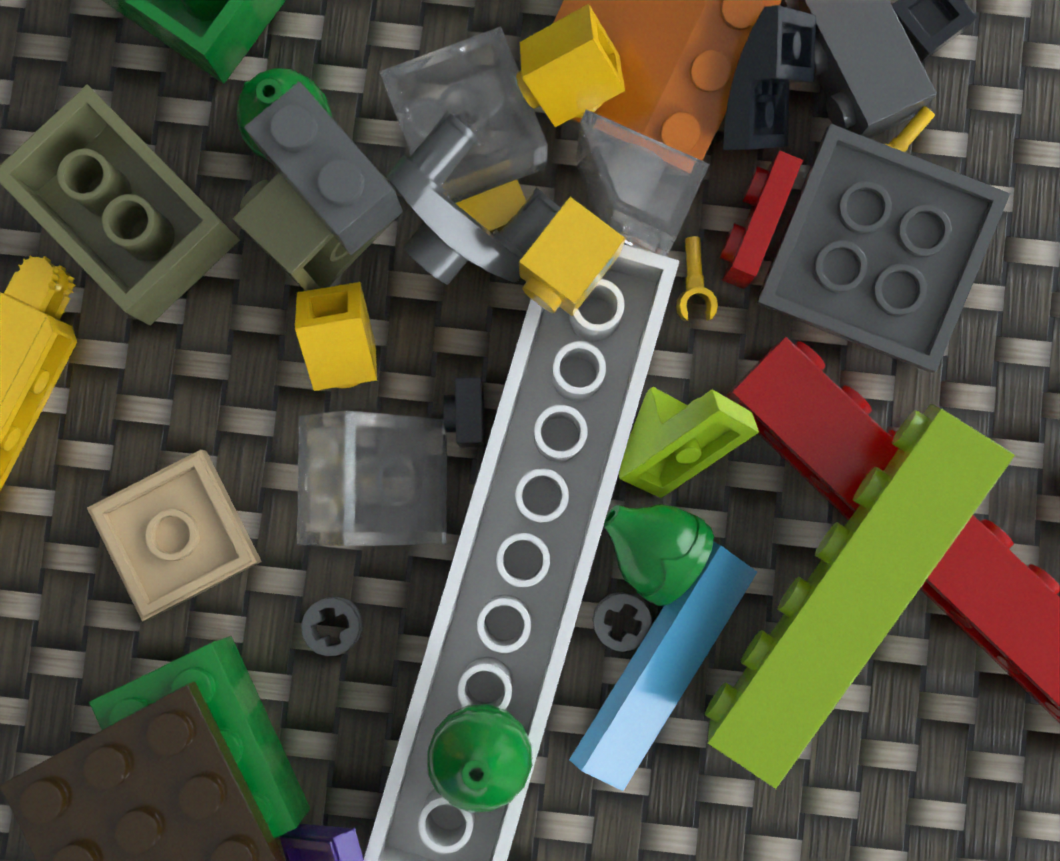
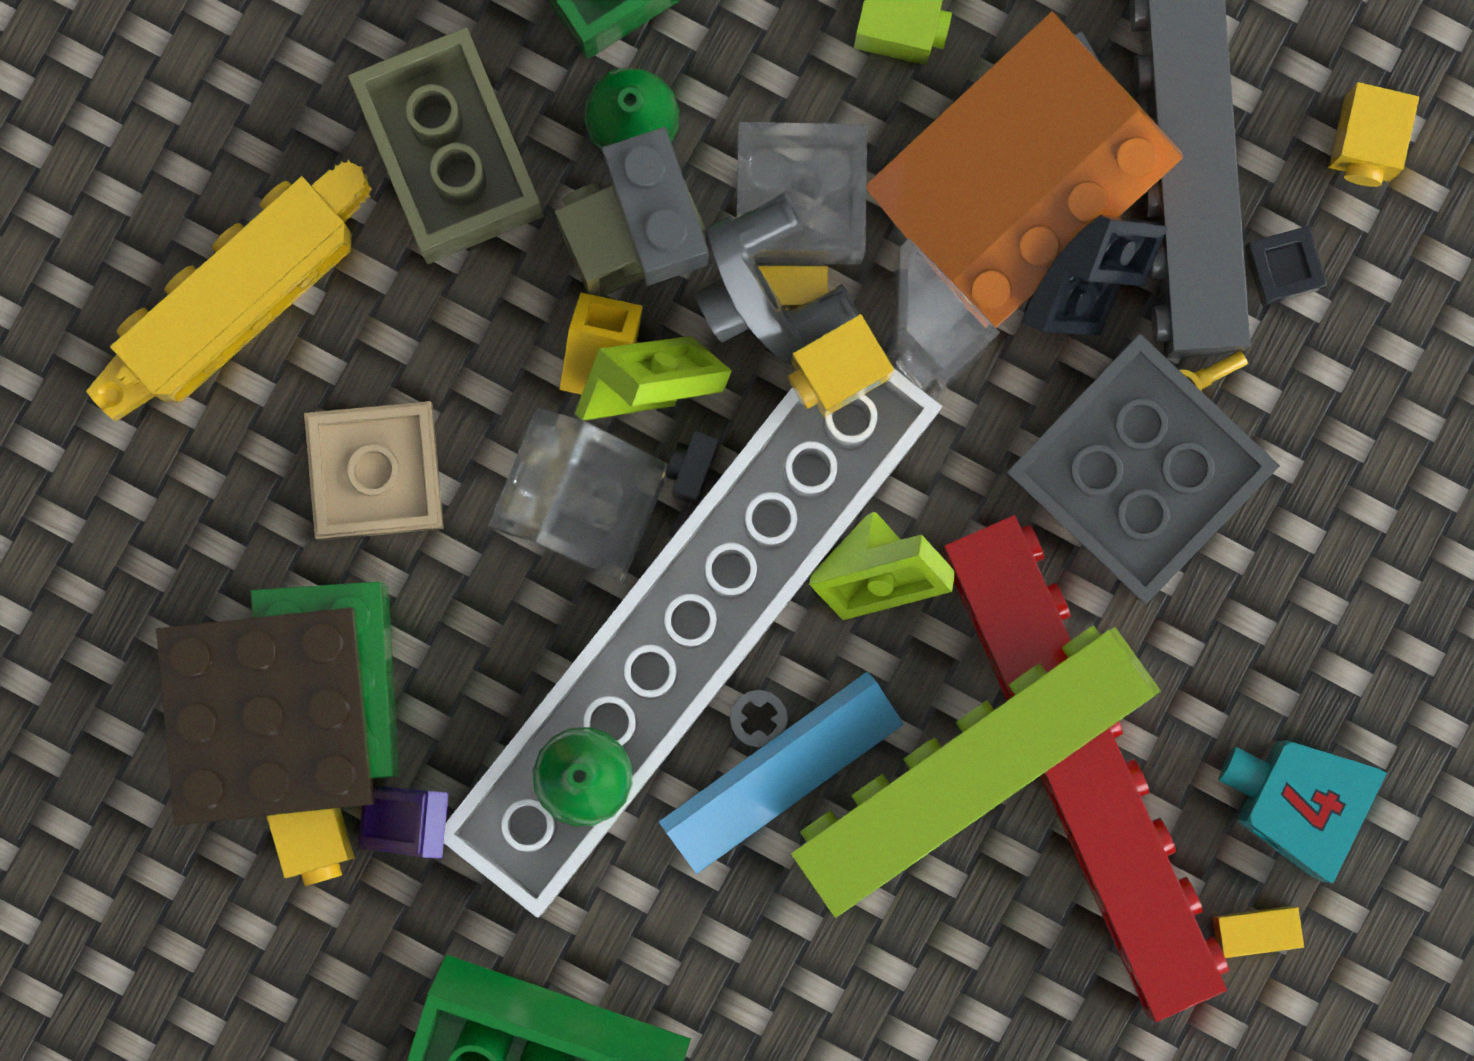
camera: 15 degrees right, 0 degrees up
(317, 614) = (476, 599): dark grey bush -> none
(389, 345) = (649, 377): none -> lime panel
(570, 67) = (913, 191): yellow brick -> none
(659, 549) = (817, 660): green helmet -> none
(695, 281) = (959, 426): yellow hand -> none
(767, 195) = (1057, 376): red plate -> none

